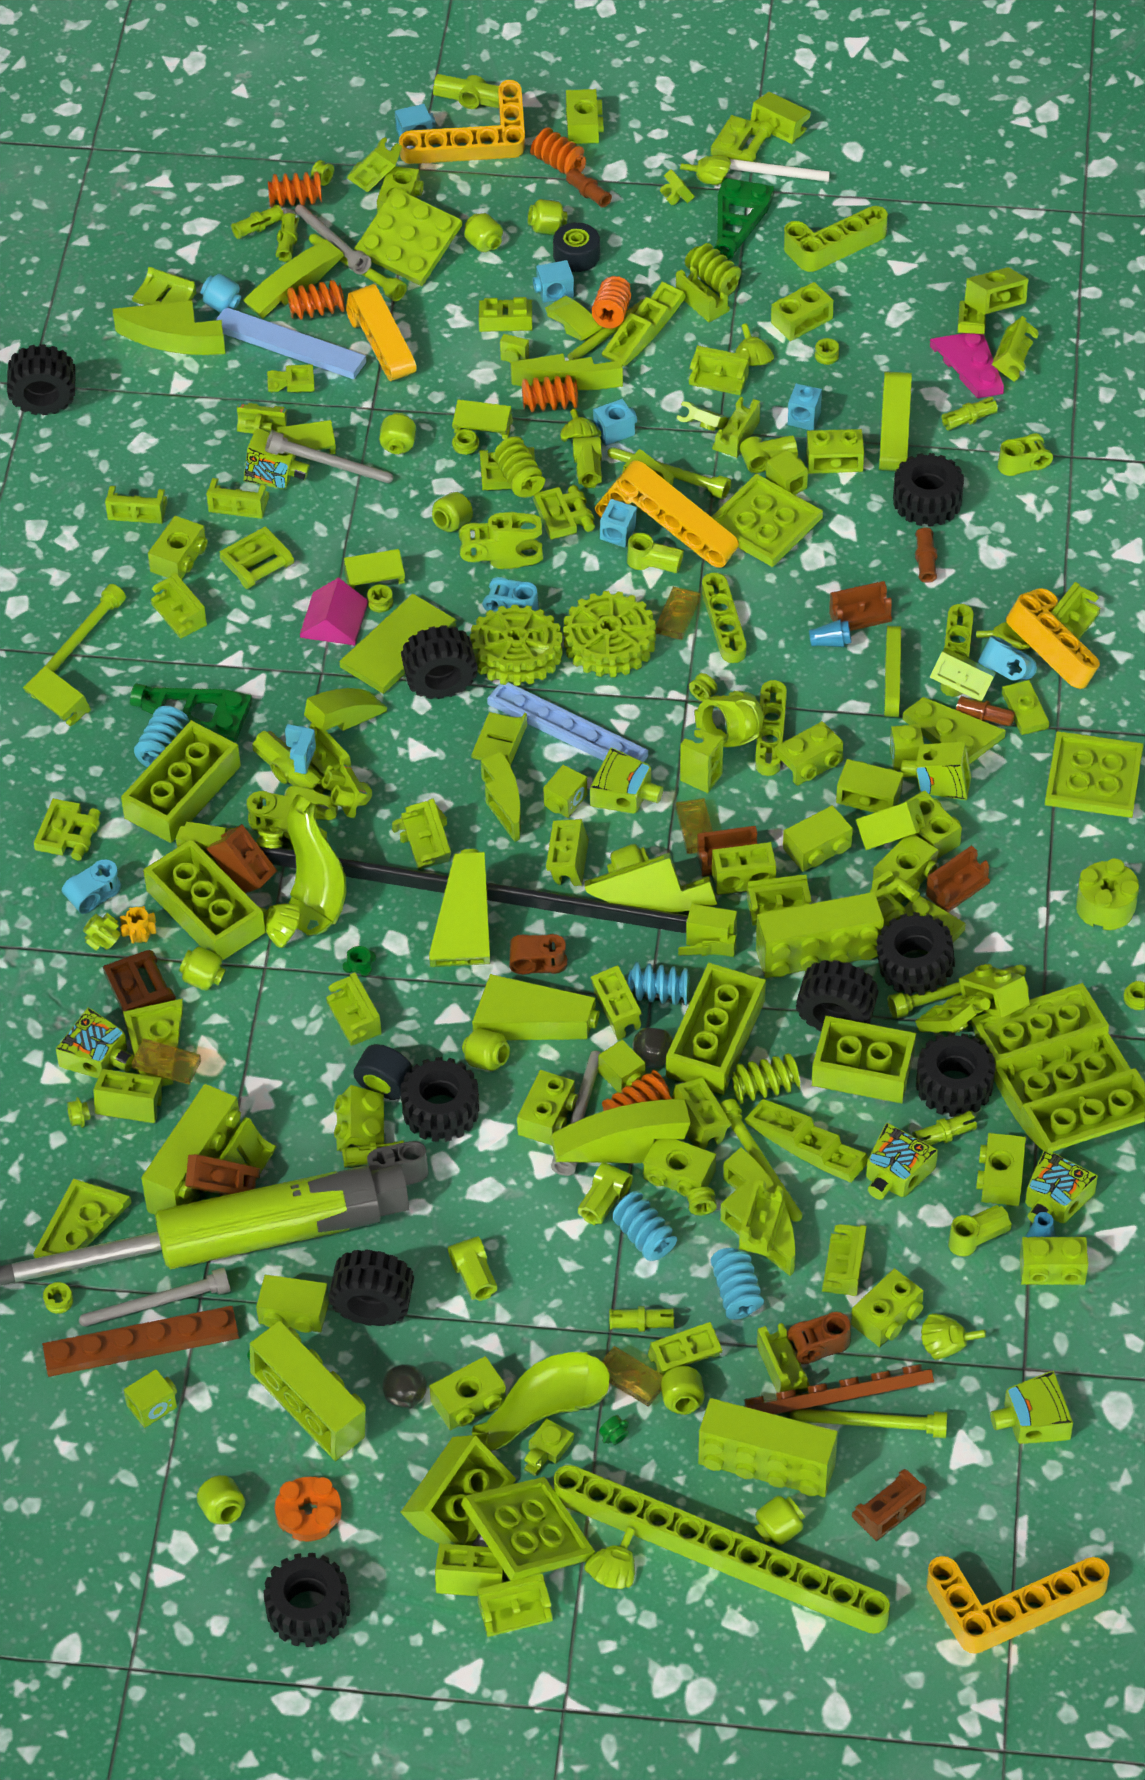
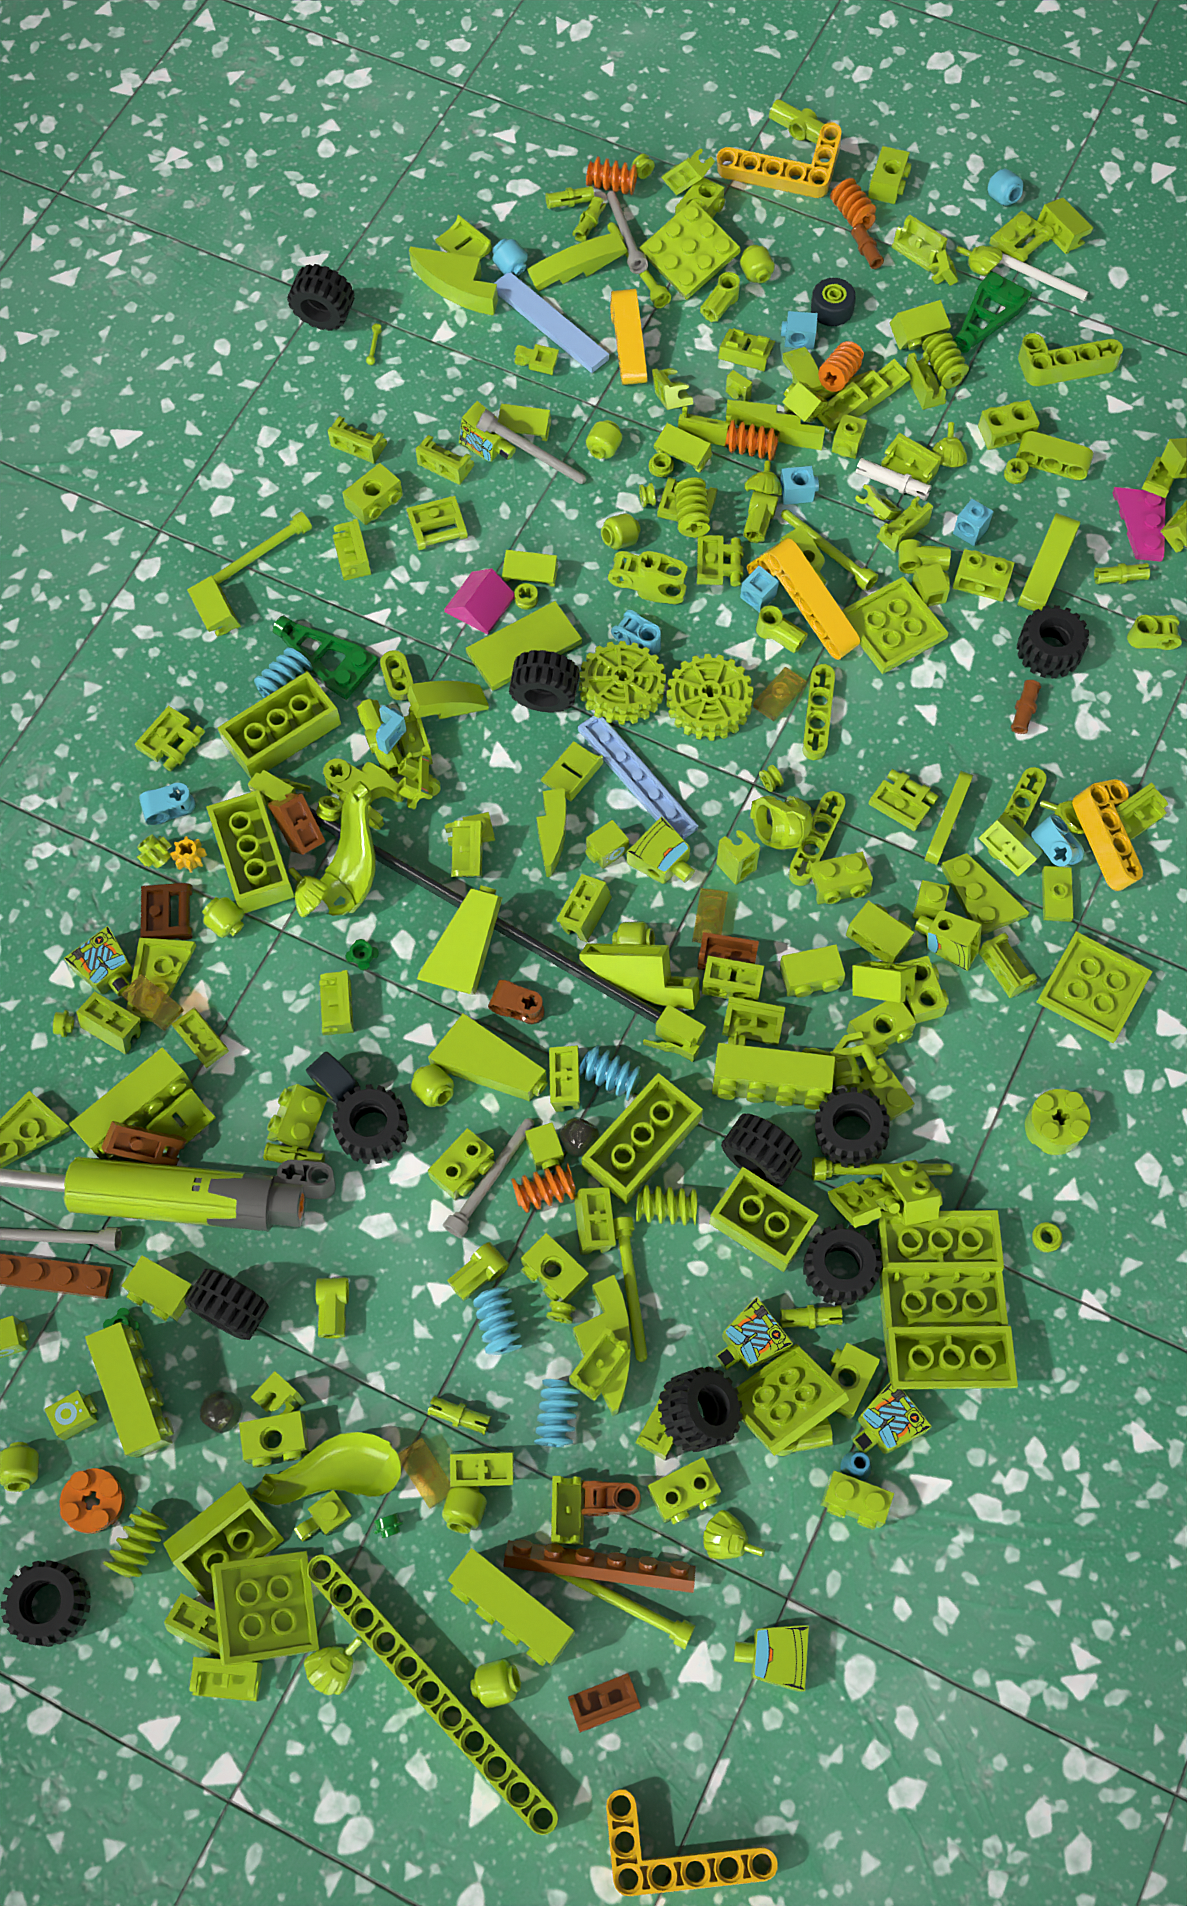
camera: 20 degrees right, 15 degrees up
(106, 398) = (376, 329): none -> lime hinge
(228, 1079) = (200, 1037): none -> lime plate
(254, 1439) = (72, 1414): none -> lime brick
(255, 416) = (494, 390): lime hips -> none
(283, 709) = (396, 677): none -> lime plate
(315, 299) = (587, 288): orange piece -> none
(372, 1523) = (136, 1544): none -> lime piece
(414, 119) = (741, 137): medium azure brick -> none
(446, 371) = (670, 393): none -> lime hinge
(458, 1346) = (275, 1393): none -> lime hinge
(460, 272) = (722, 297): none -> lime piece
(464, 472) = (647, 495): none -> lime bush
(503, 395) = (705, 428): none -> lime hinge
(546, 216) = (818, 264): lime head -> none
(590, 341) = (804, 401): none -> lime brick
(621, 1132) = (511, 1221): lime slope -> none
(640, 170) = (919, 242): none -> lime hinge
(646, 364) = (849, 436): none -> lime brick
(672, 244) = (919, 323): none -> lime brick
(706, 97) = (1005, 187): none -> medium azure head
(707, 391) = (903, 483): none -> white pin
(810, 1143) = (681, 1282): lime slope -> none
(832, 634) = (908, 761): dark azure cone -> none
(841, 669) = (900, 805): none -> lime plate
(860, 326) = (1055, 455): none -> lime beam
(861, 606) = (944, 742): dark orange hinge -> none
(874, 1226) = (718, 1404): none -> black tyre
(951, 1195) = (788, 1399): none -> lime plate
(957, 880) = (924, 1056): dark orange hinge -> none
(985, 711) = (1018, 887): dark orange axle -> none
(1002, 783) = (1006, 965): none -> lime hinge

